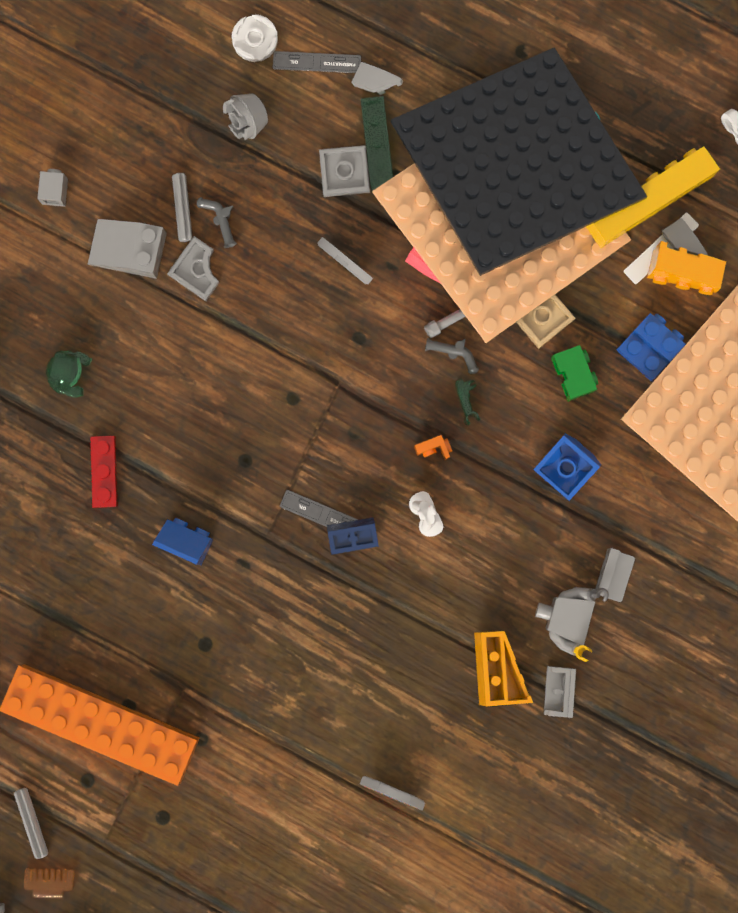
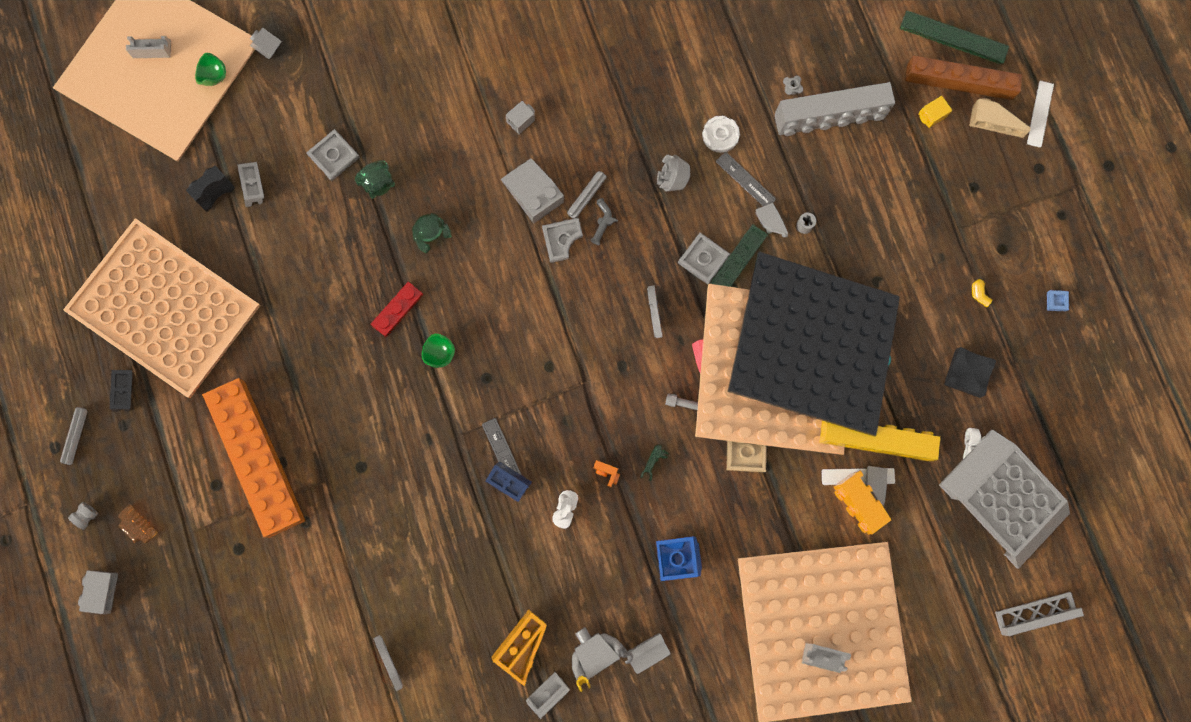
camera: 35 degrees right, 5 degrees down
(31, 823) = (158, 480): light grey axle -> none
(178, 476) = (437, 351): none -> green helmet
(183, 541) = (403, 392): blue slope -> none
(405, 60) = (810, 218): none -> light grey gear
(454, 351) = (672, 425): dark grey piece -> none
(576, 372) = (736, 504): green brick -> none
(651, 346) = (798, 531): blue plate -> none
(679, 62) = (969, 372): none -> black brick

